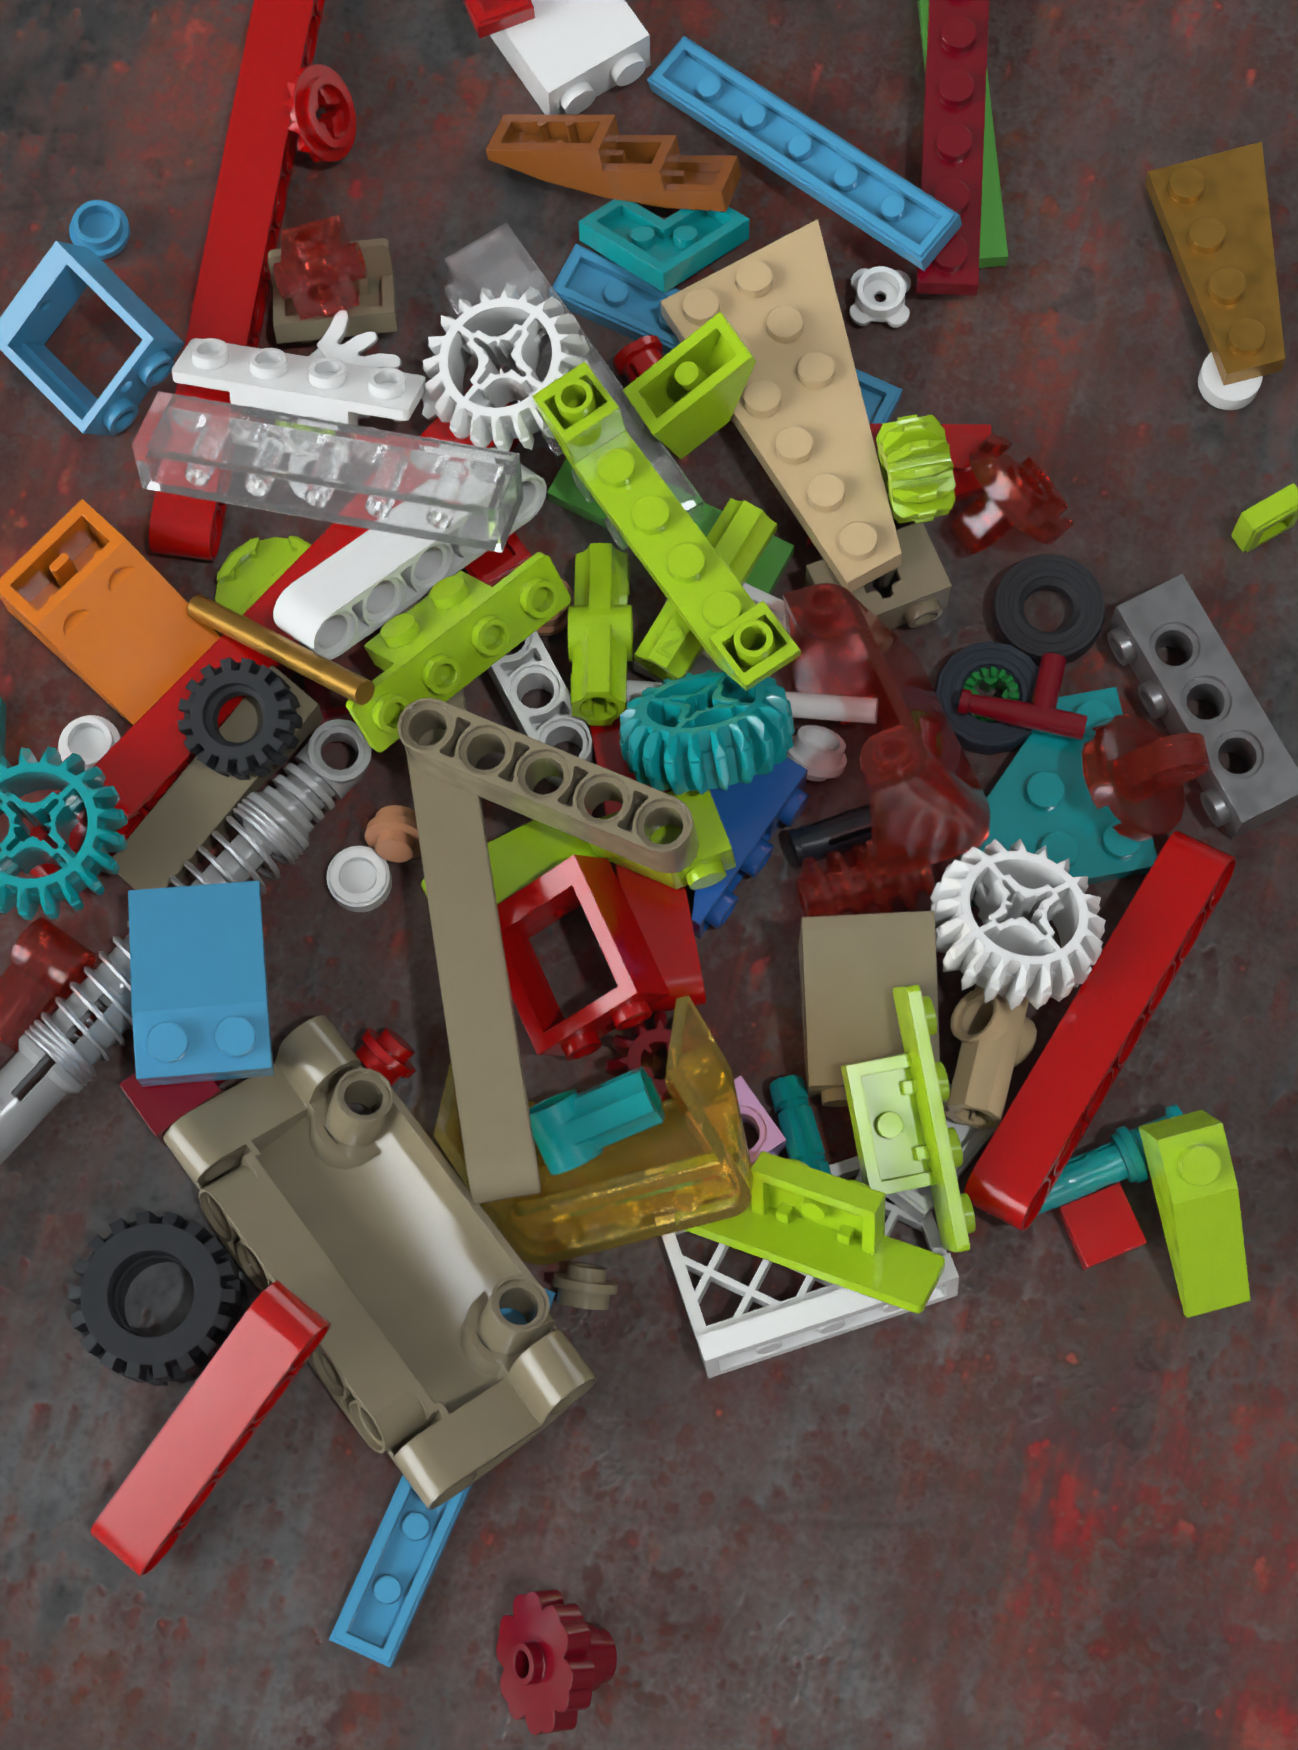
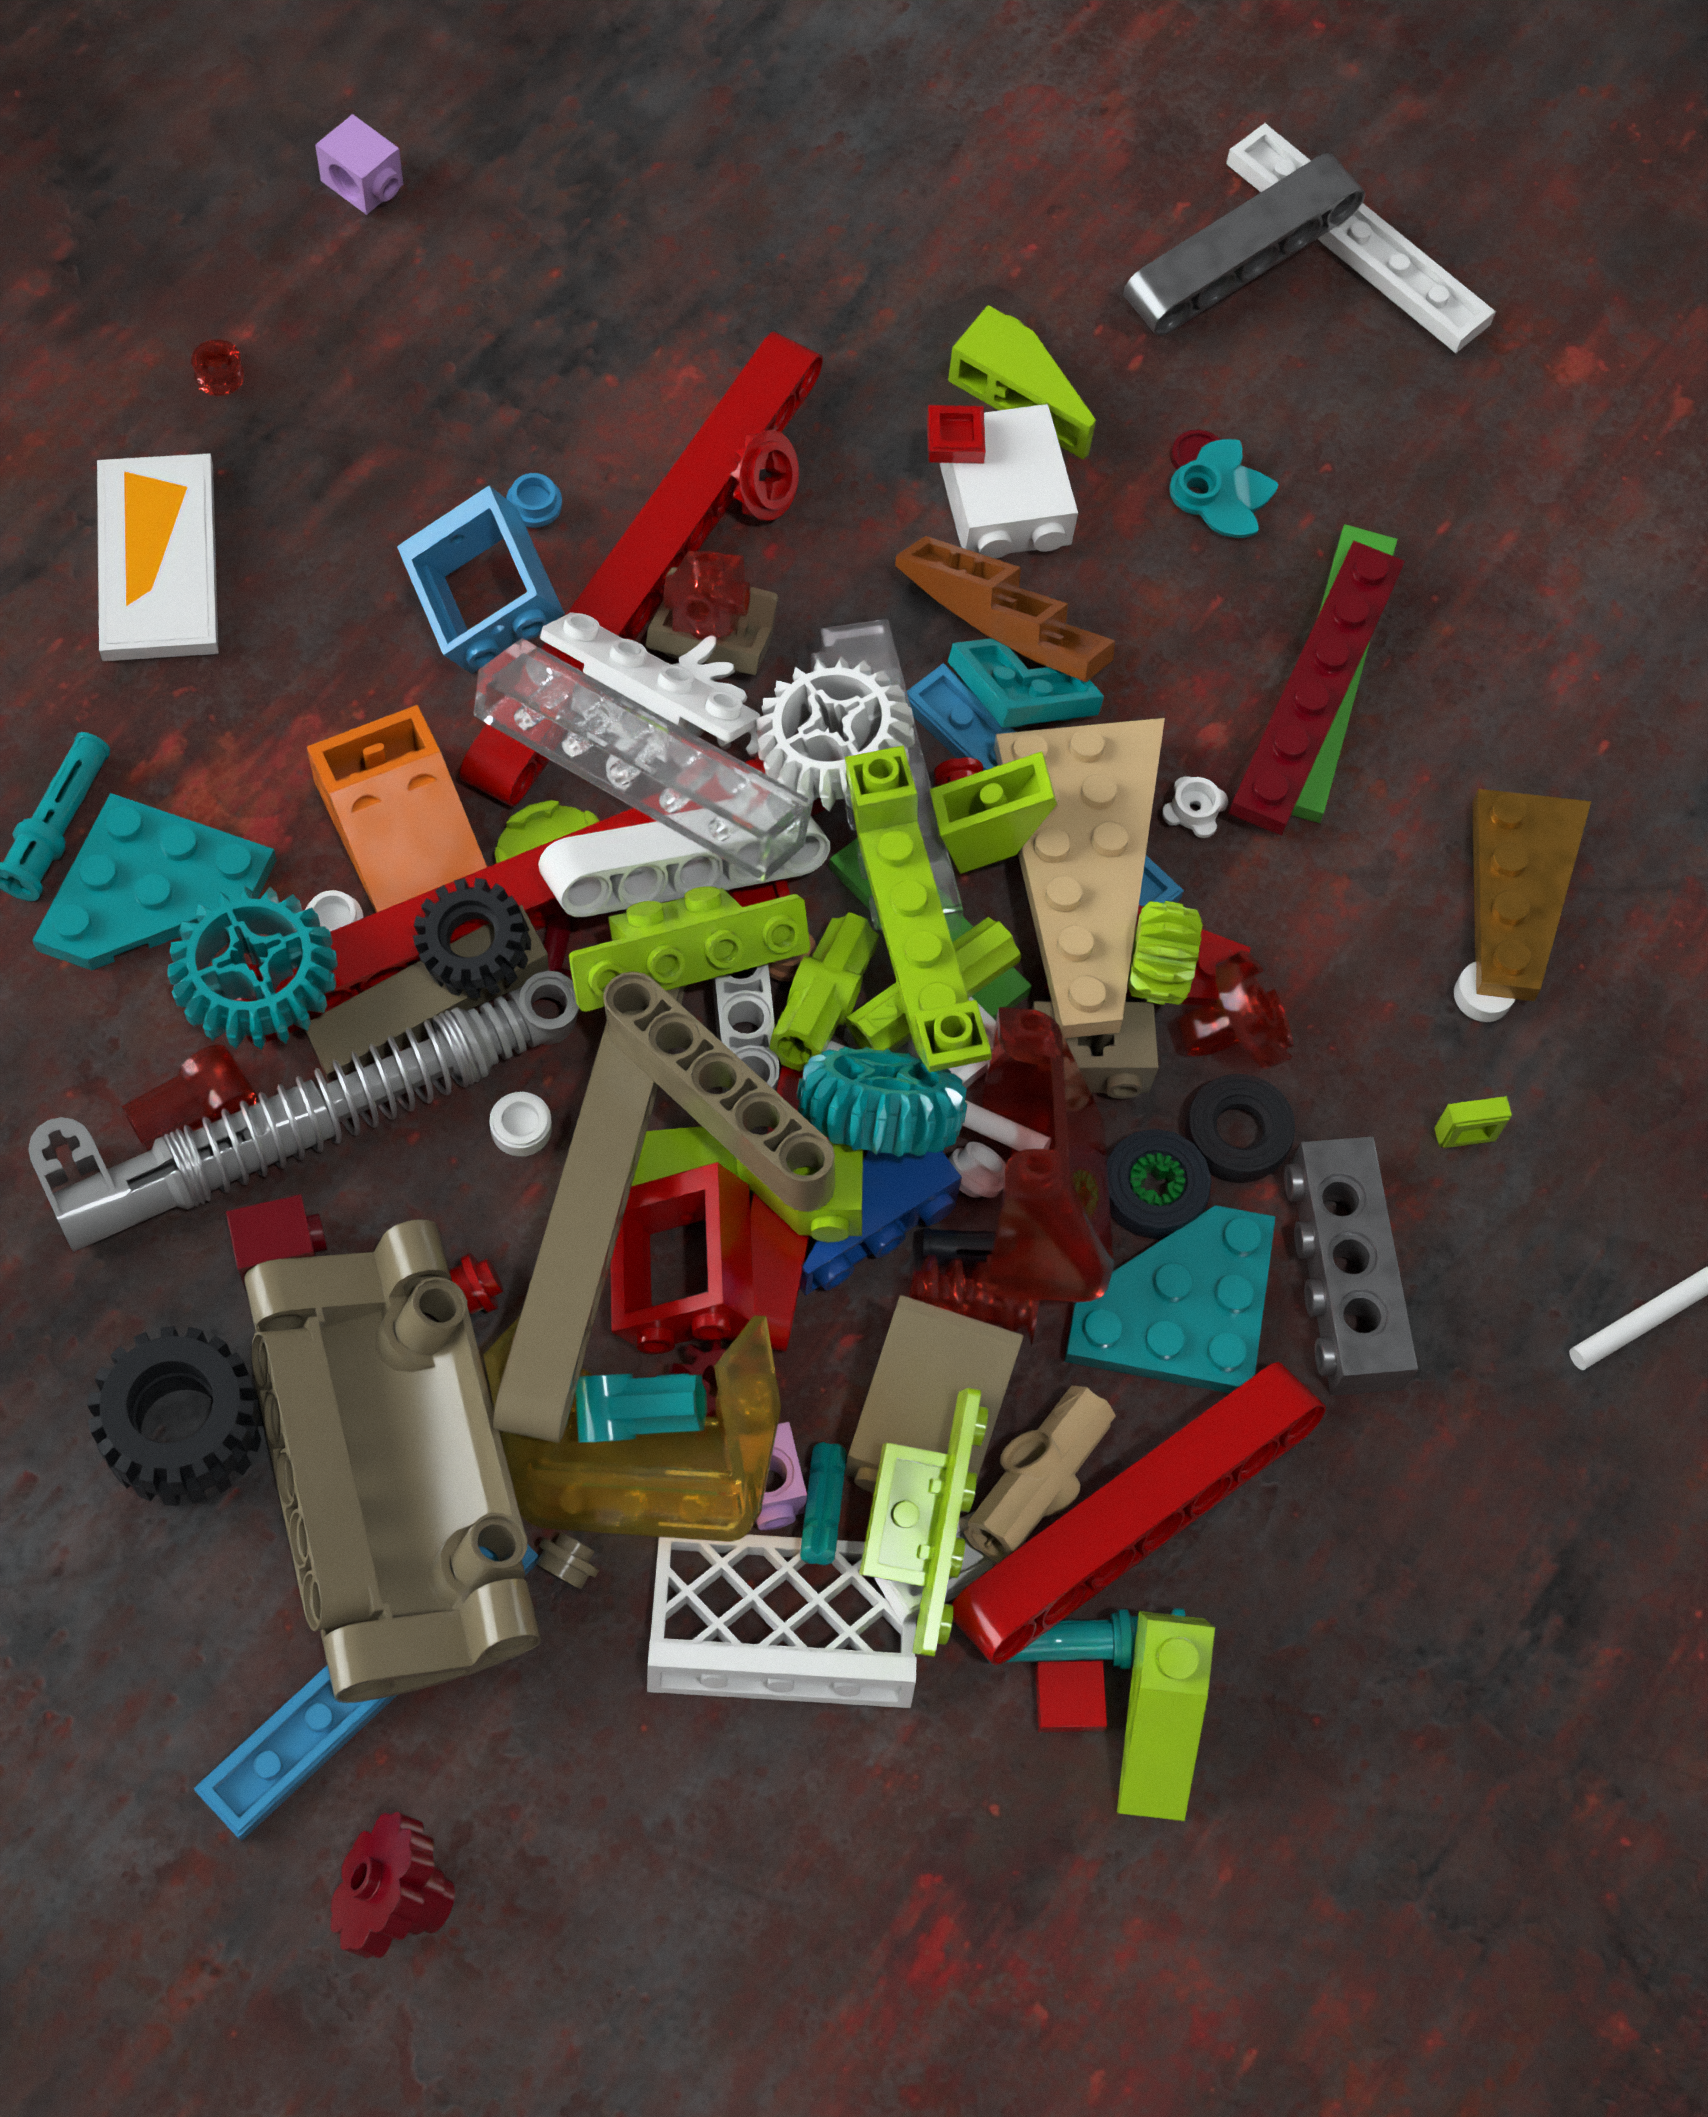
camera: 10 degrees right, 10 degrees down
(199, 984) = (333, 1150): dark azure slope -> none
(210, 1428) = (168, 1545): beam -> none
(281, 649) = (534, 892): pearl gold bar -> none
(394, 834) = (565, 1093): nougat plate -> none
(805, 153) = (1176, 661): dark azure tile -> none
(828, 1232) = (809, 1589): lime bracket -> none
(1015, 945) = (1086, 1397): white gear -> none
(1037, 715) = (1192, 1211): dark red piece -> none
(1142, 774) = (1267, 1297): clear red tile -> none

